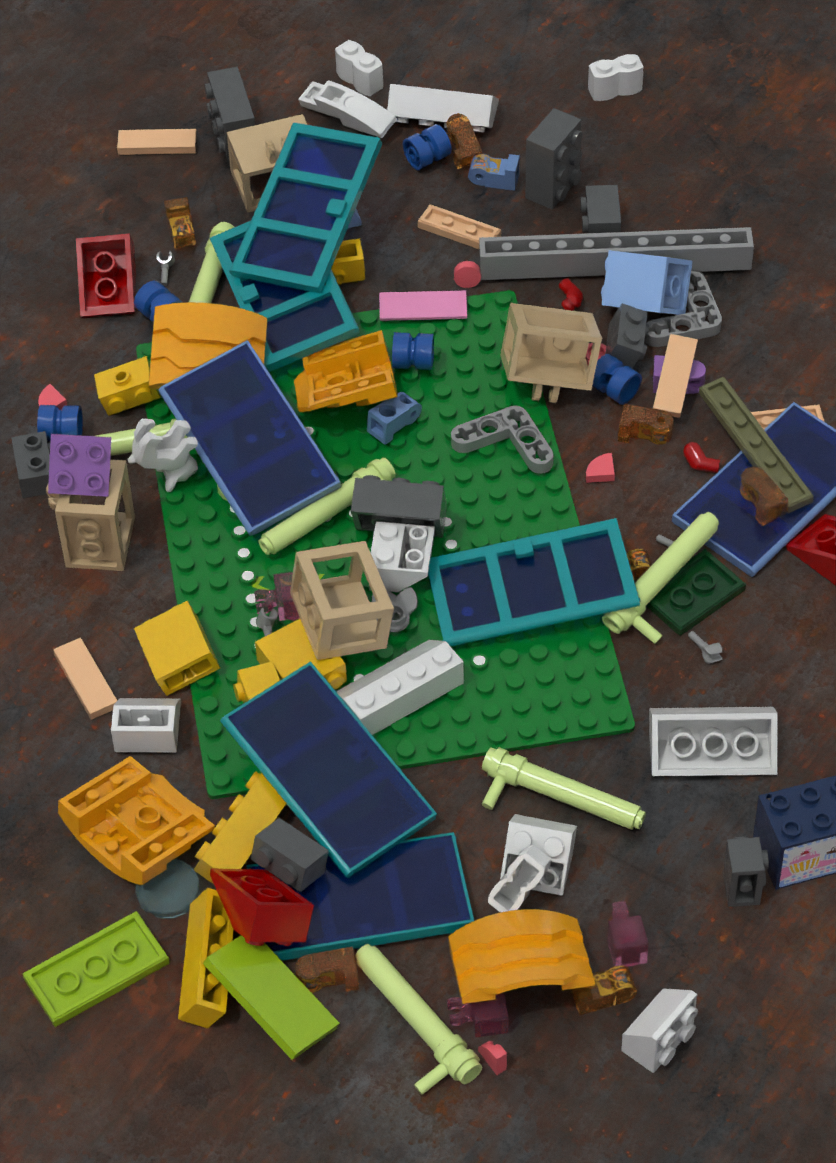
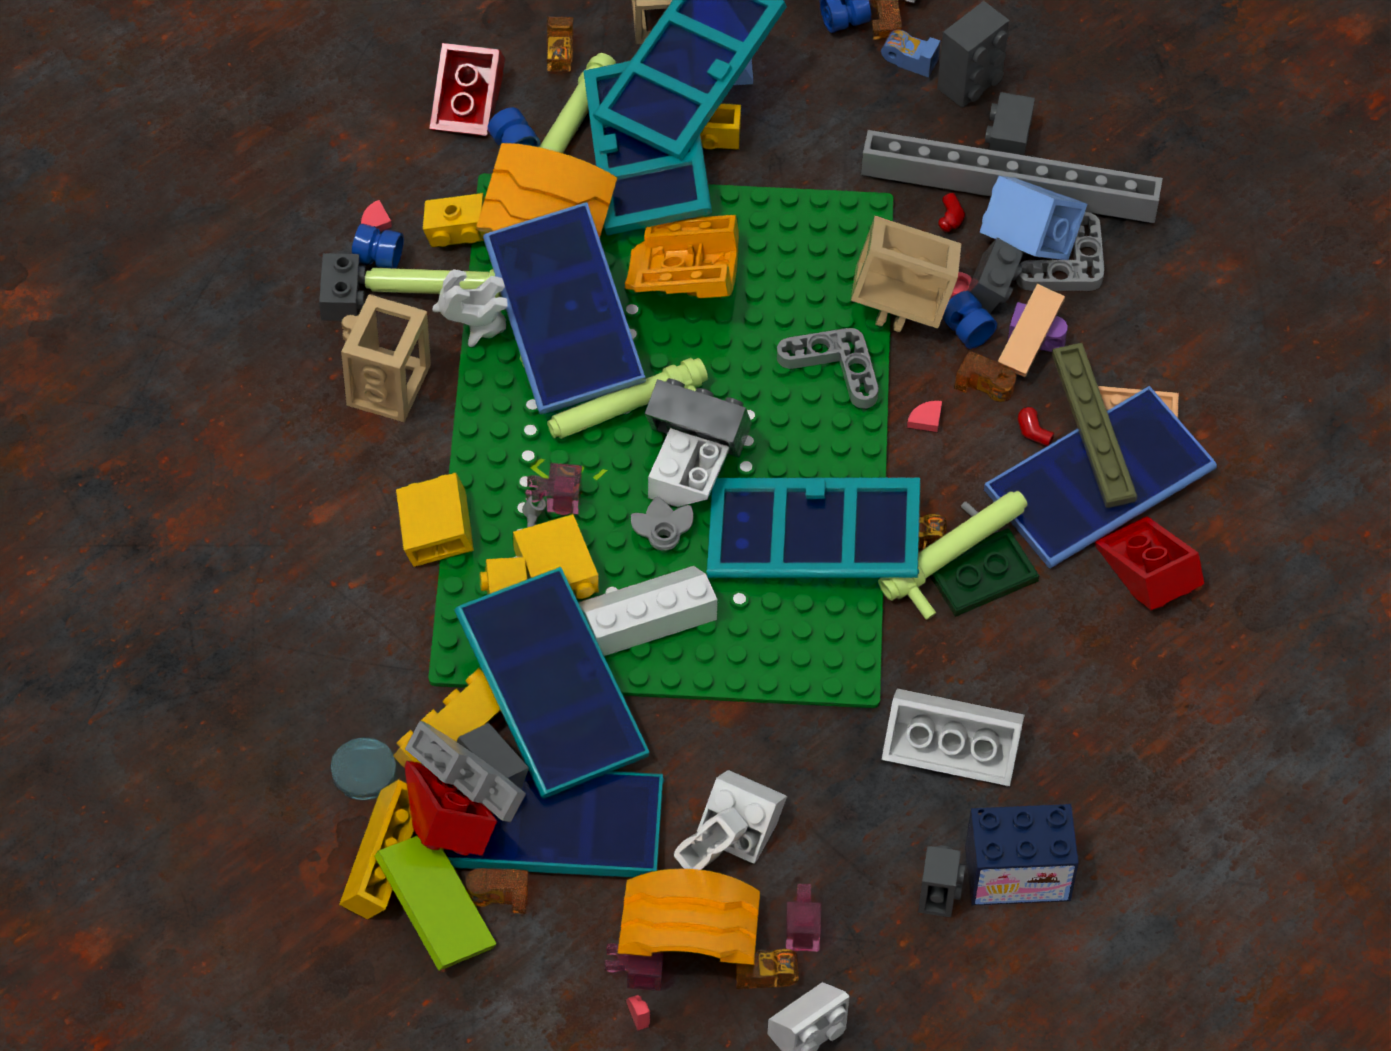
camera: 10 degrees right, 5 degrees up
(79, 465) = (375, 309): medium lavender hinge -> none
(85, 678) = (337, 530): light nougat tile -> none
(95, 968) = (273, 834): lime tile -> none
(133, 820) = (346, 691): light orange slope -> none
(145, 724) = (383, 593): white slope -> none
(165, 266) = (532, 89): light grey hand -> none
(270, 865) = (465, 771): none -> light grey slope
(337, 609) = (608, 518): tan piece -> none
(392, 416) = (722, 313): medium blue leg -> none
(413, 351) = (763, 244): blue wheel -> none
(423, 305) = (790, 192): bright pink piece -> none
(448, 1048) = (596, 993): yellowish green cylinder -> none
(455, 226) = (853, 108): light nougat tile -> none
(467, 274) = (847, 166): coral tile -> none
(518, 771) = (745, 725): yellowish green cylinder -> none
(709, 652) = (980, 642): light grey hand -> none
(763, 494) = (1087, 488): clear orange leg -> none

